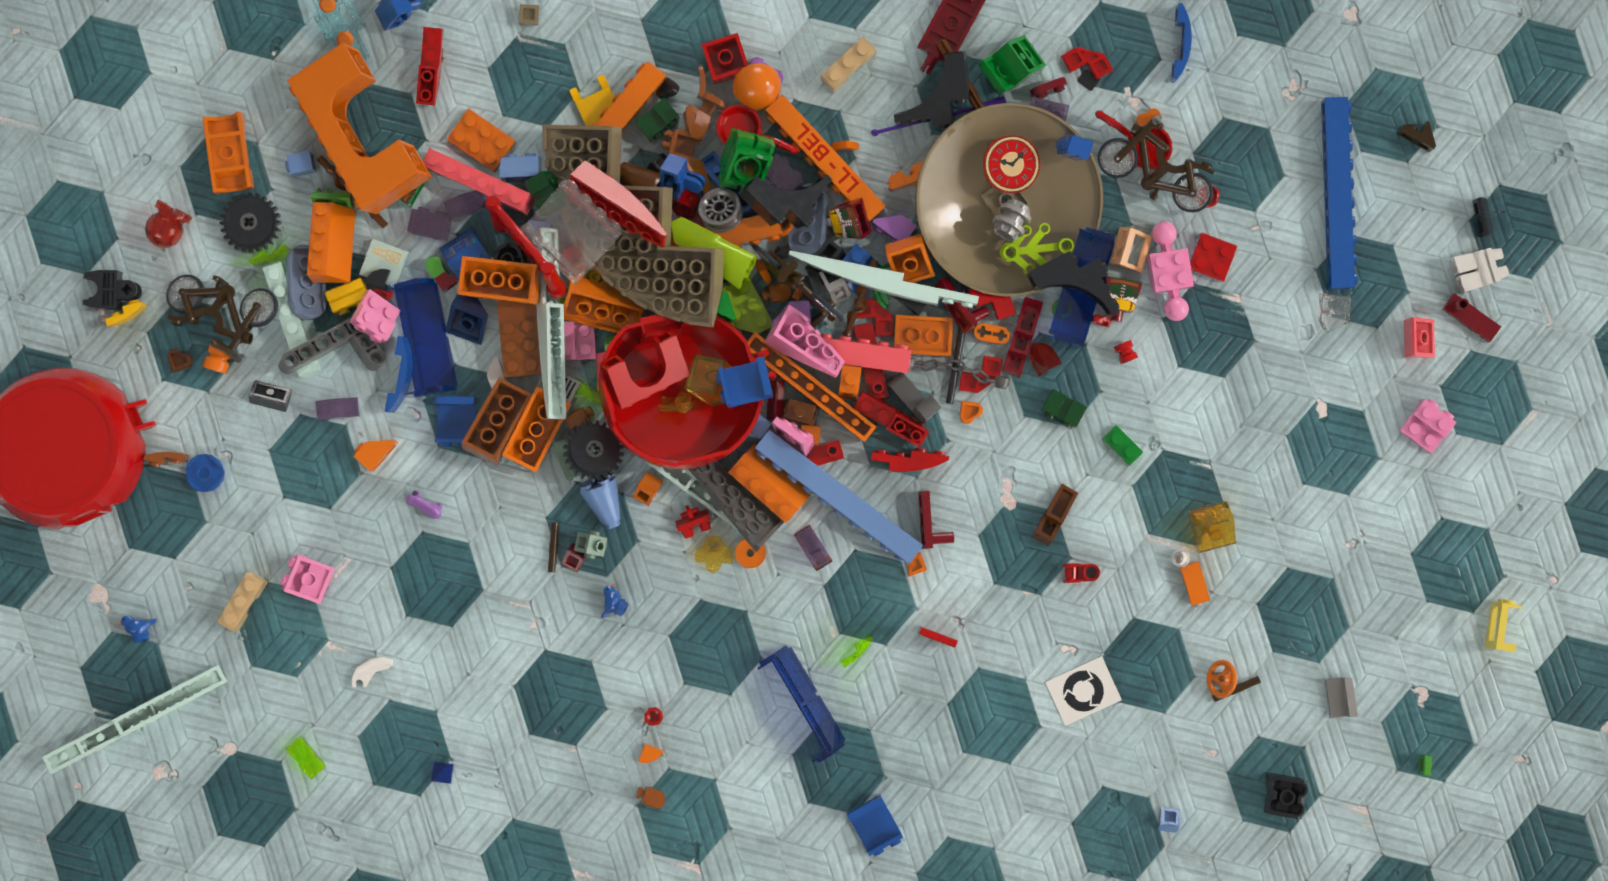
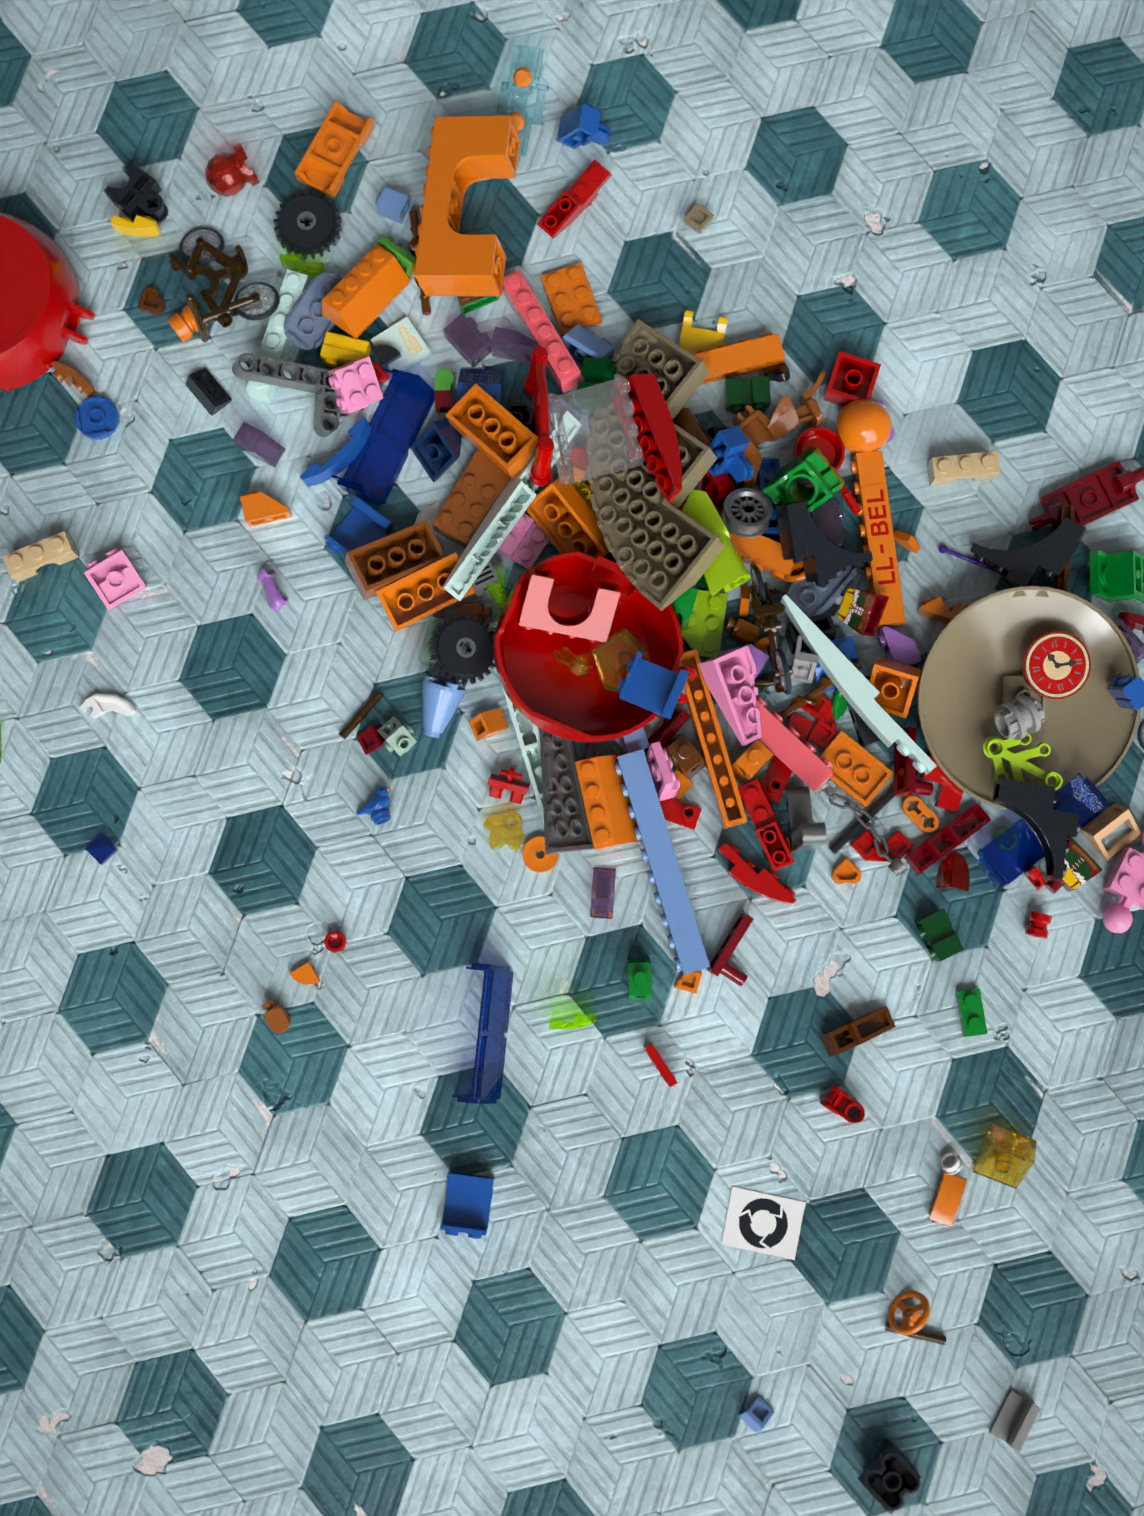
camera: 40 degrees right, 5 degrees down
(880, 588) = (639, 979): none -> green torso

